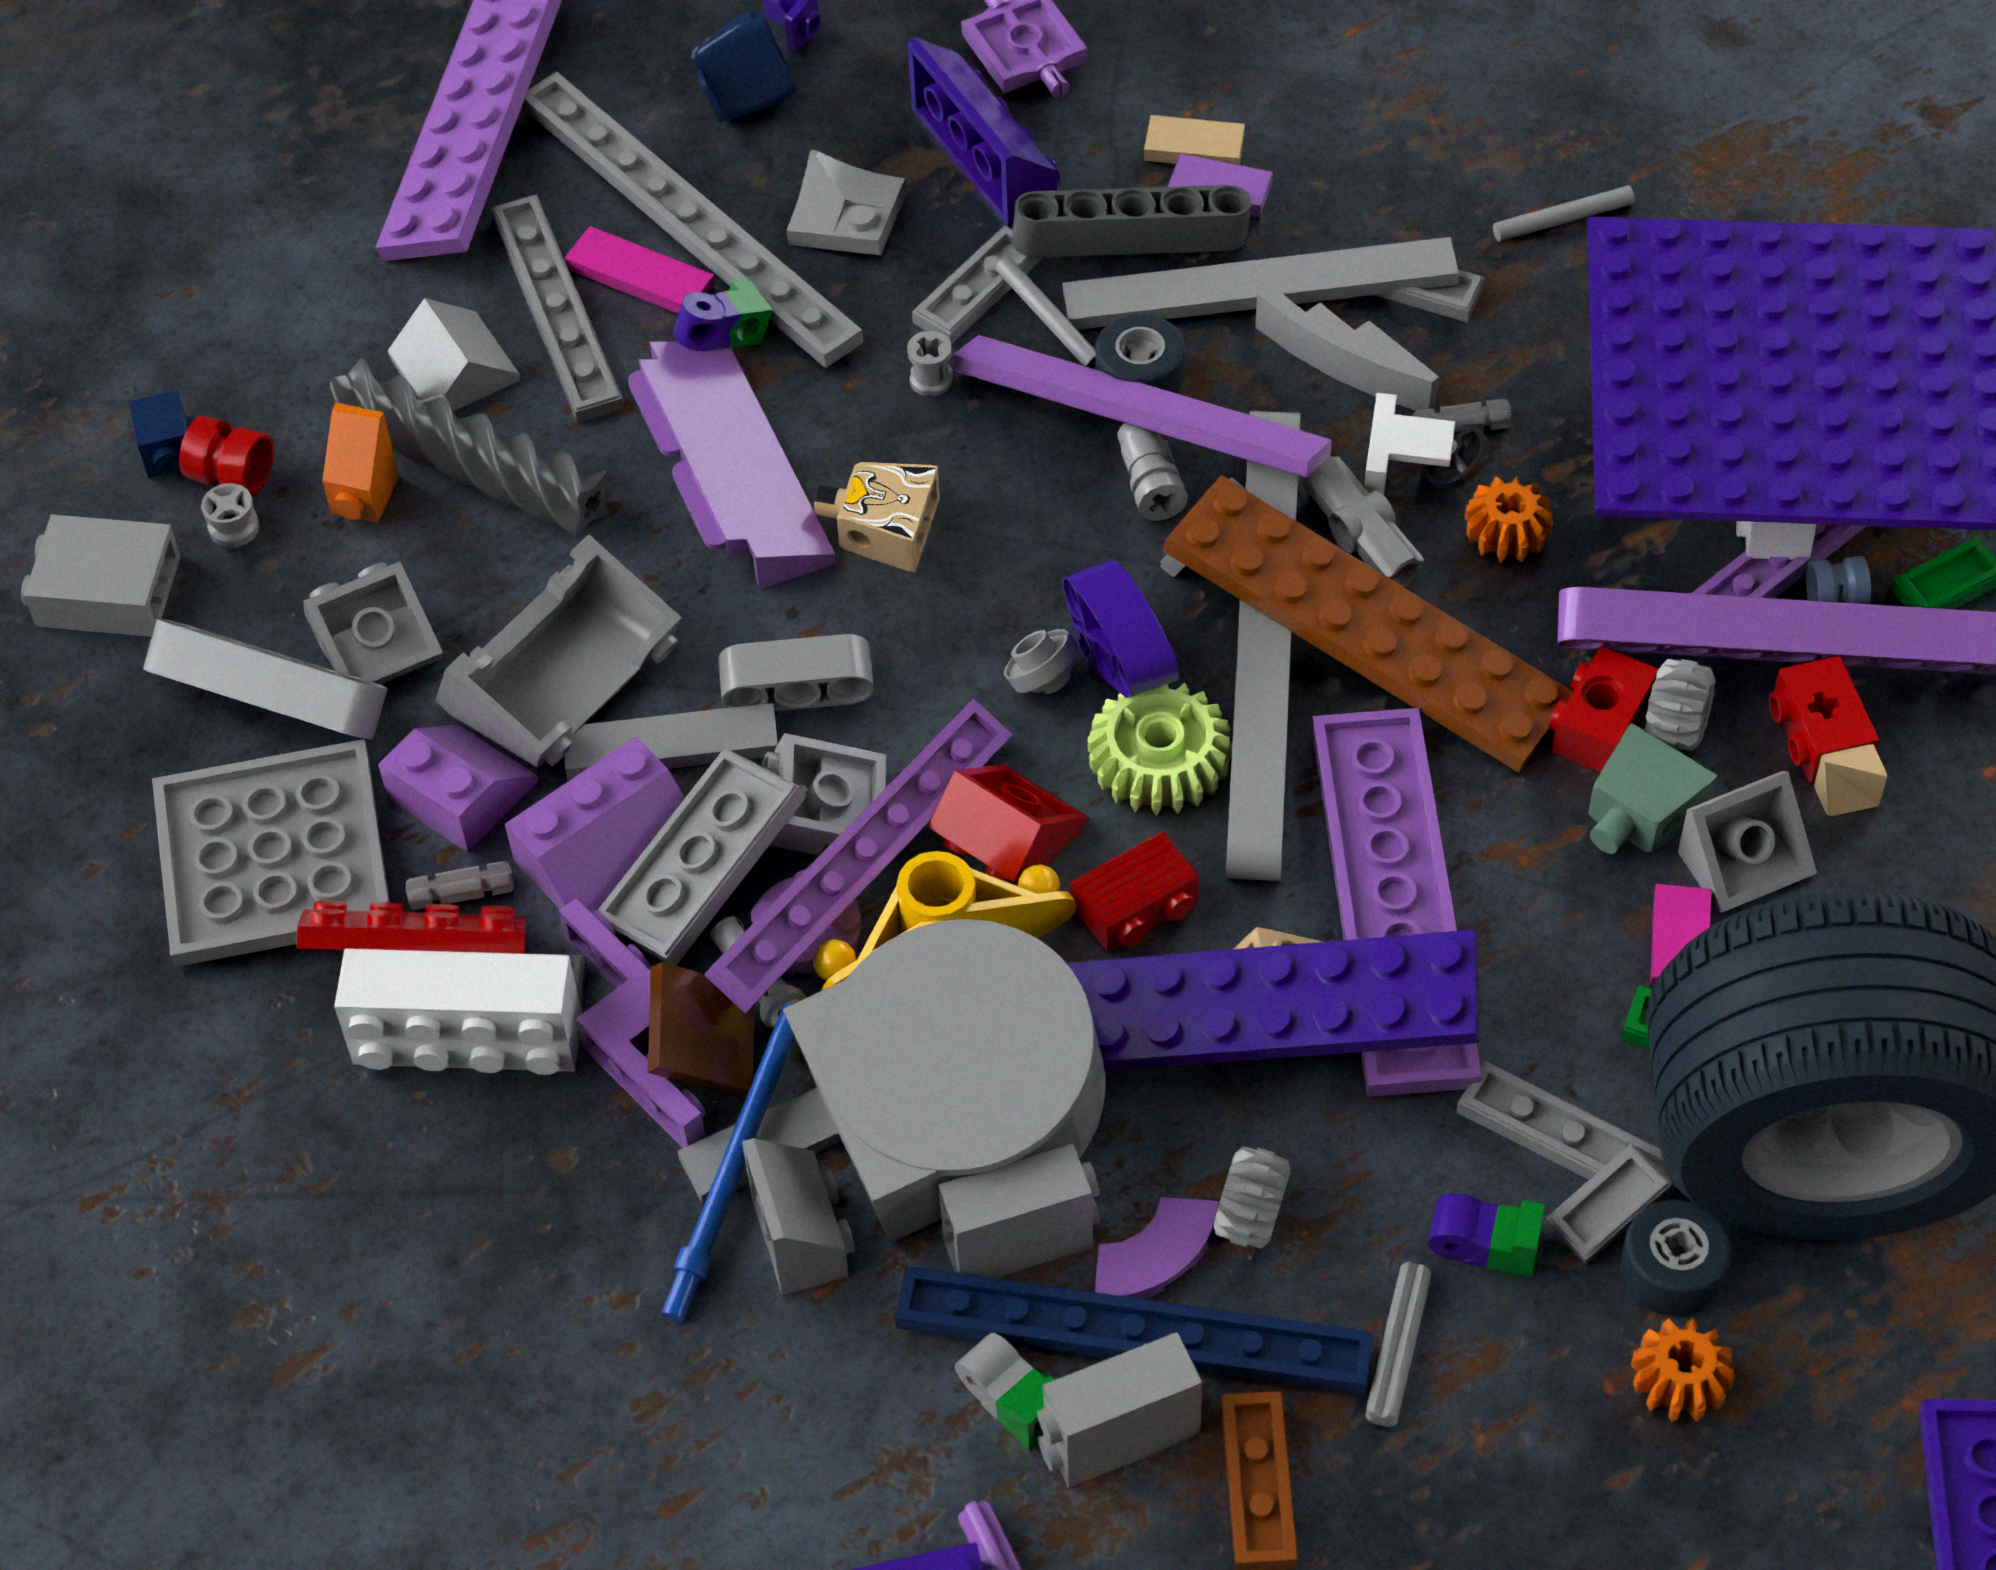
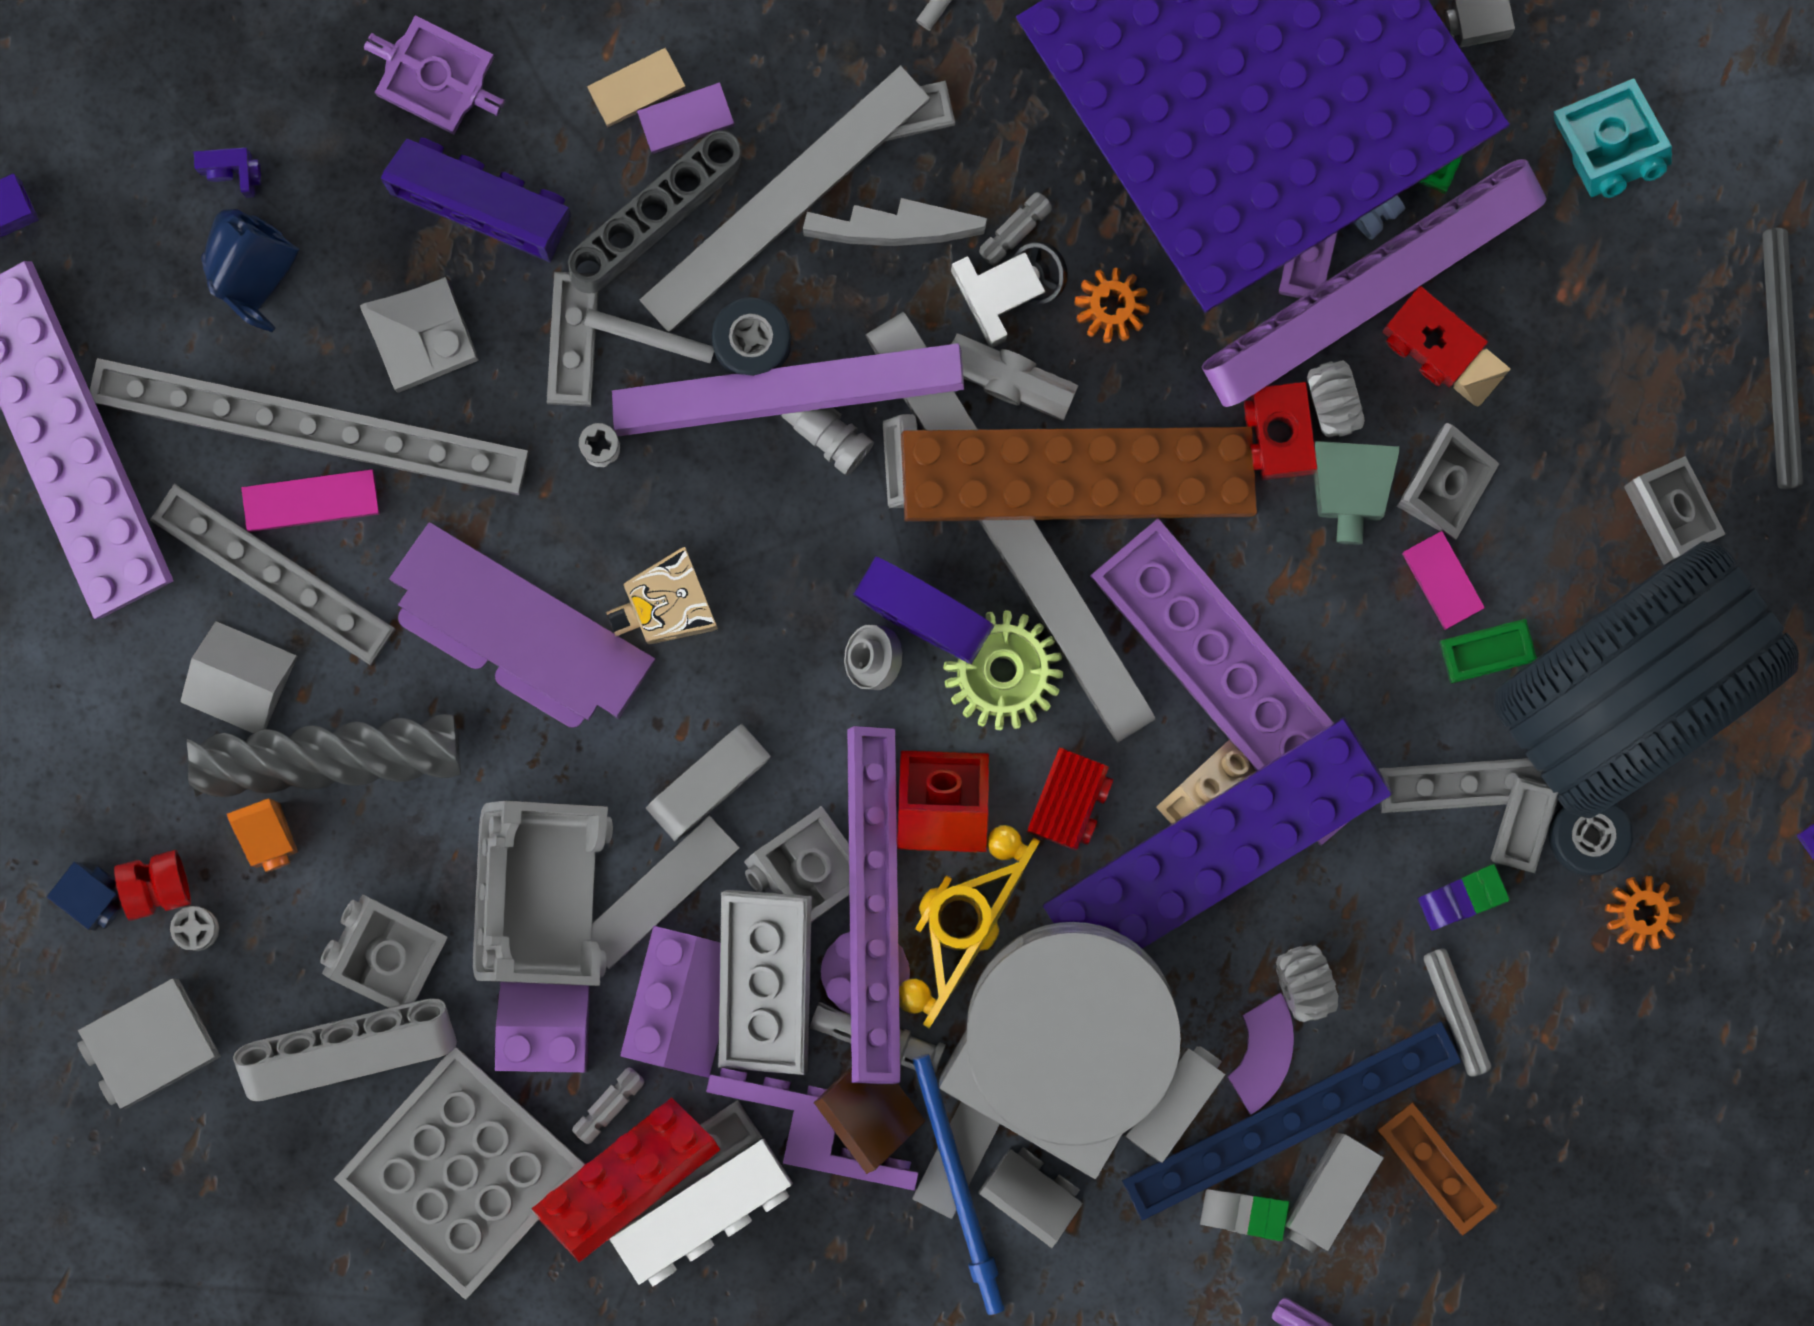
camera: 40 degrees left, 30 degrees up
(722, 318) = (416, 524): leg -> none

